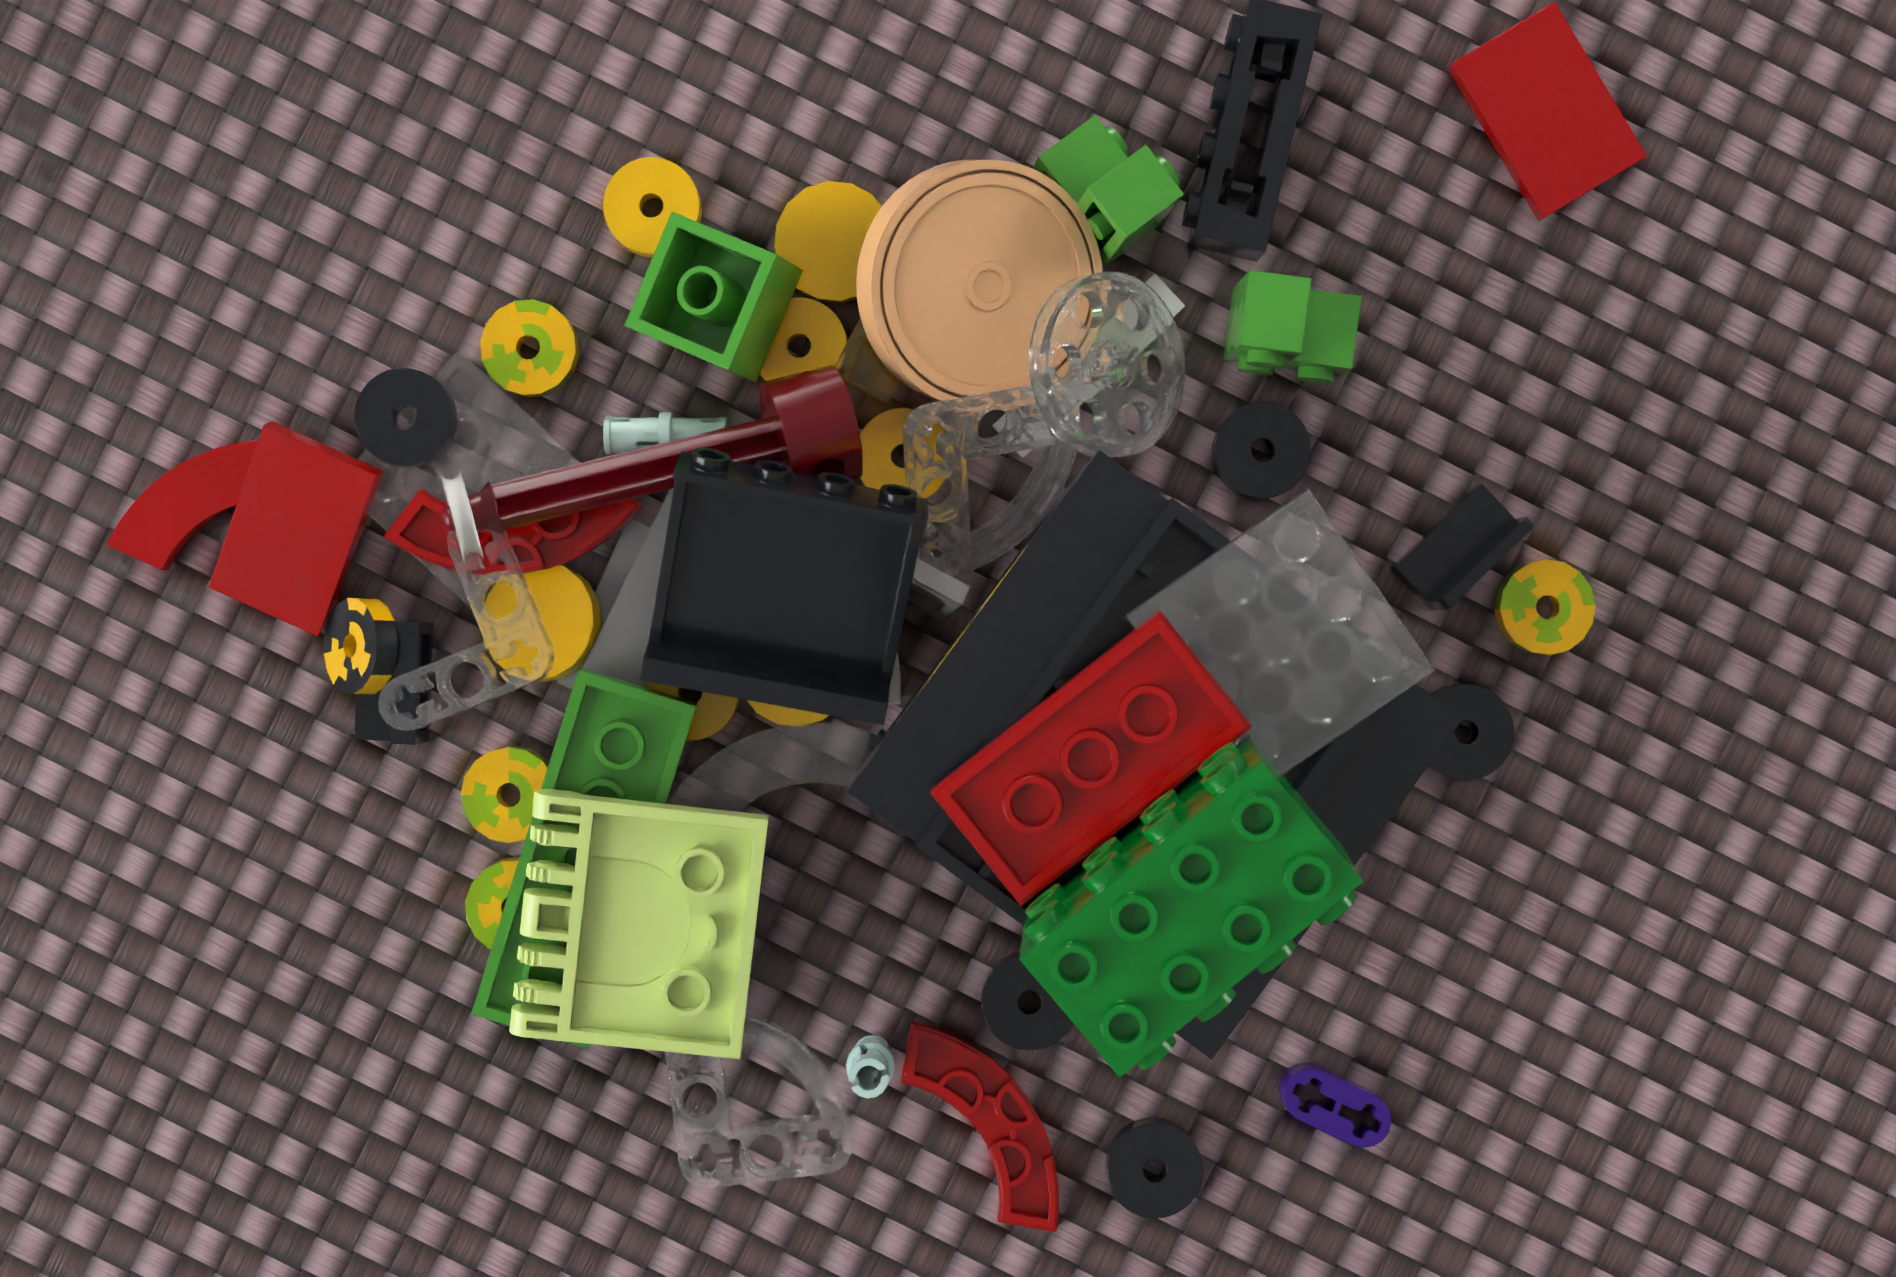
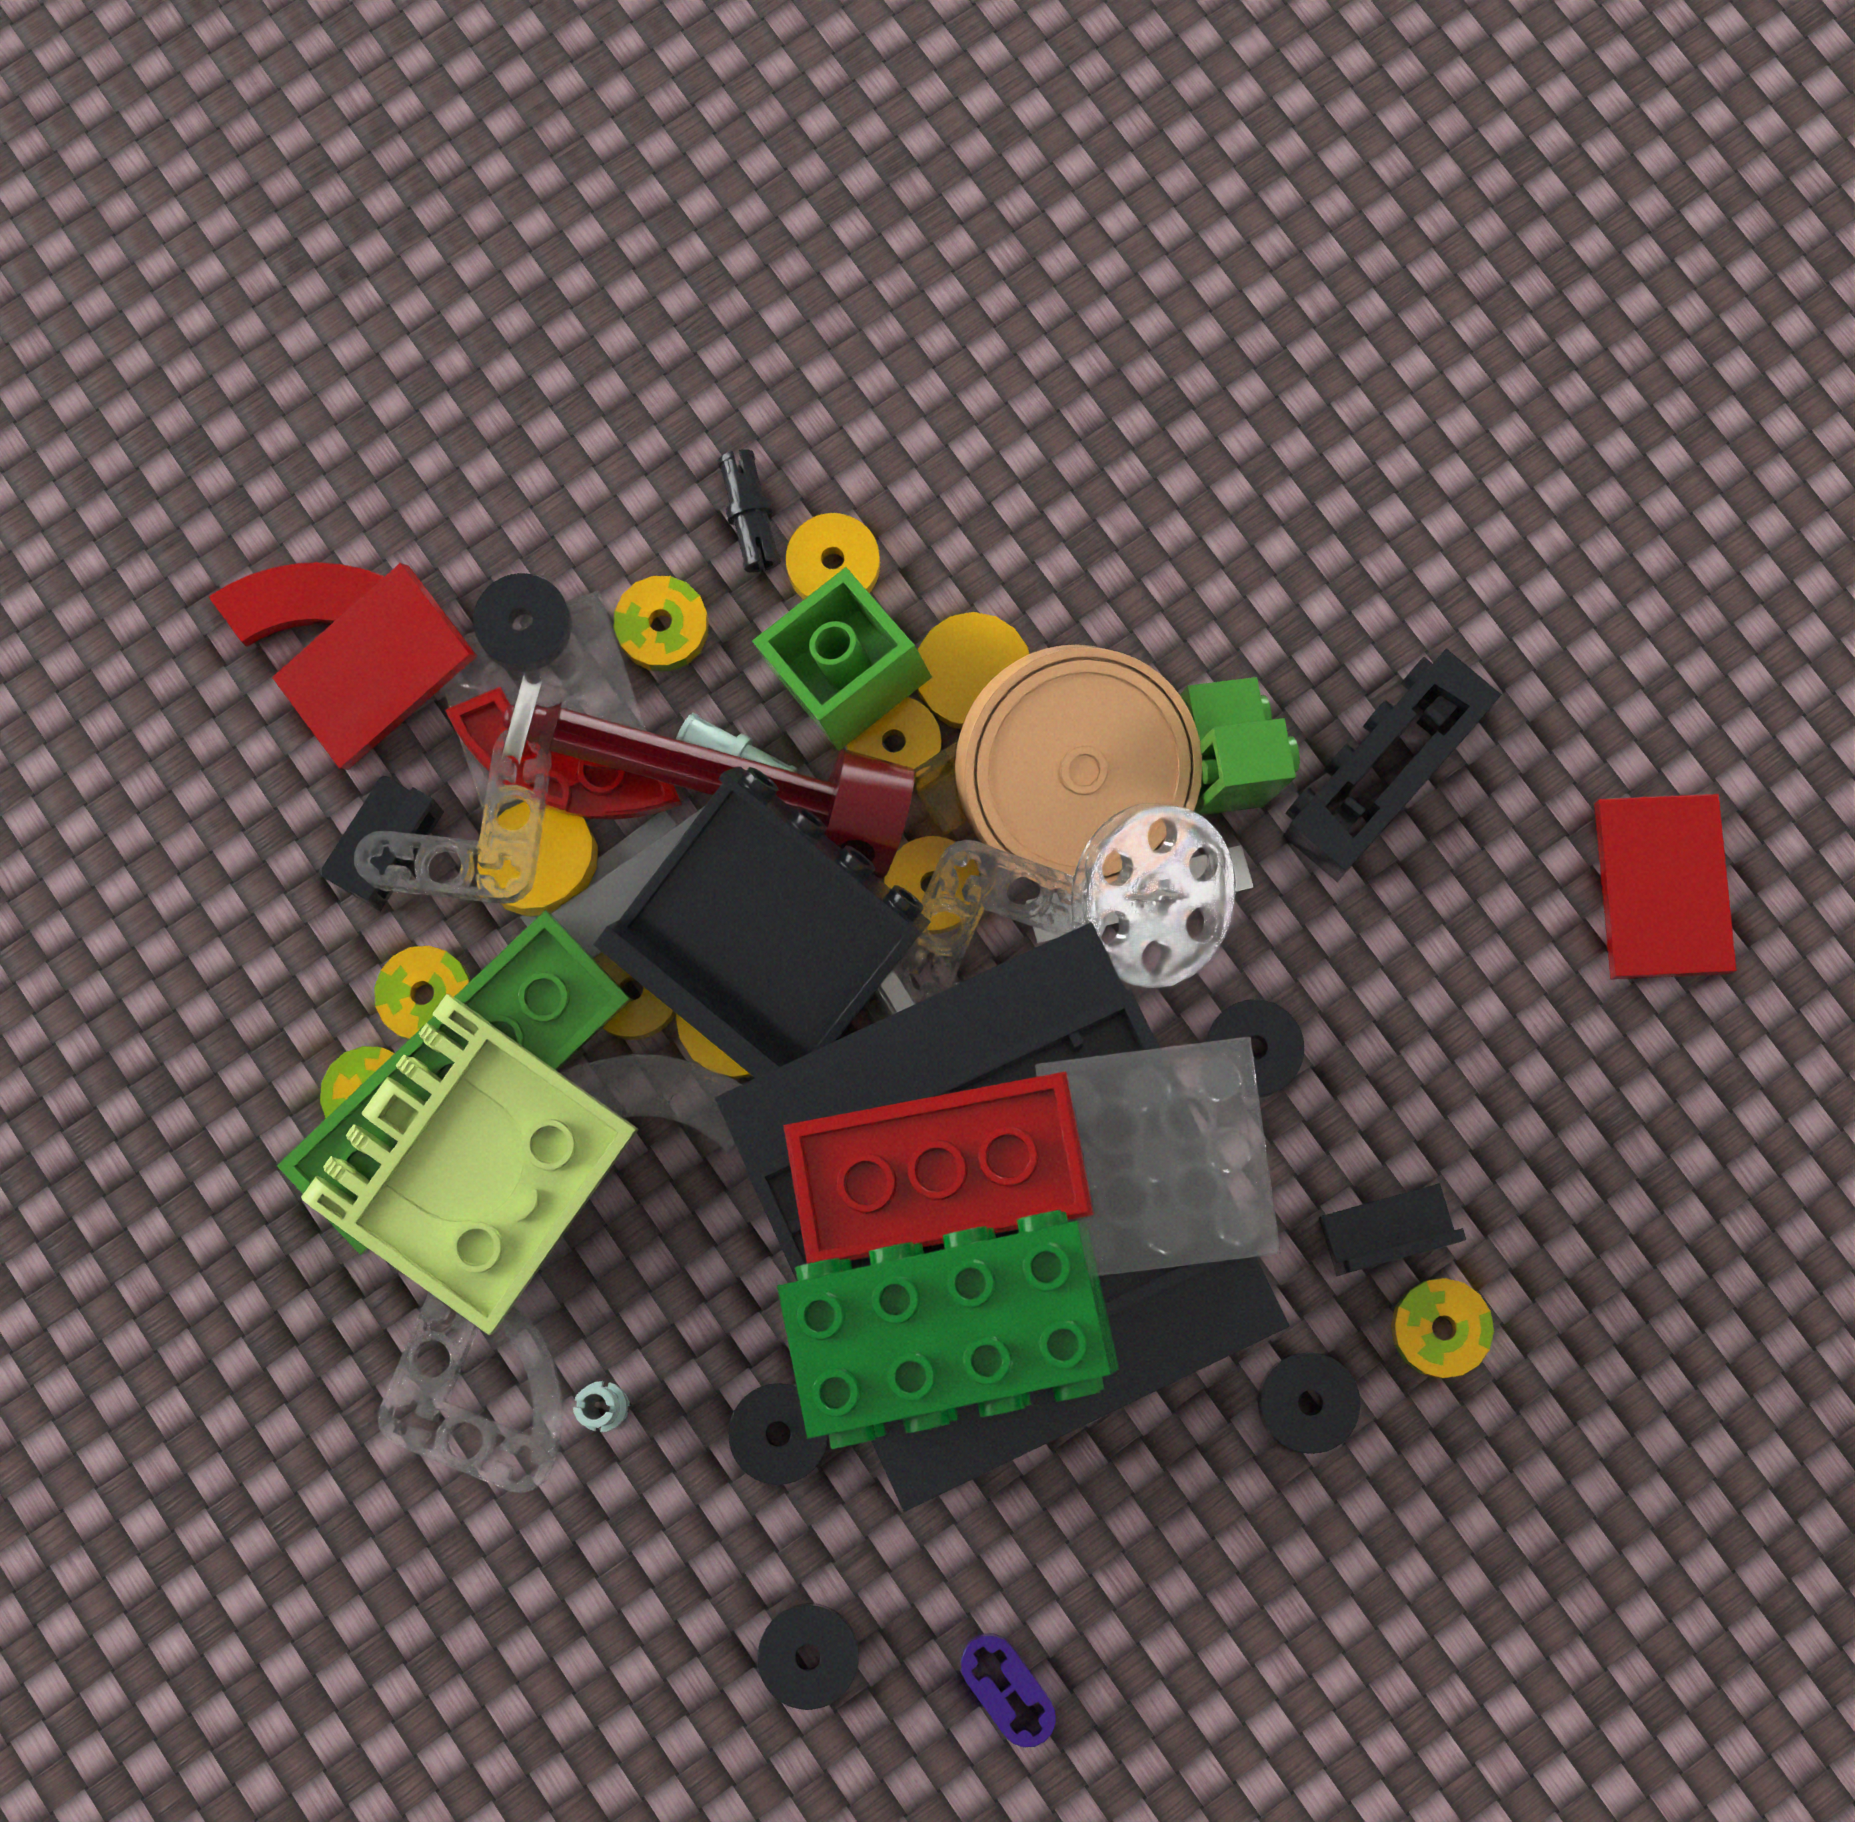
camera: 30 degrees right, 10 degrees down
(360, 646) = (371, 793): piece -> none
(550, 201) = (749, 511): none -> black pin
(1000, 1113) = (695, 1528): red tile -> none
(1289, 326) = (1336, 950): bright green brick -> none

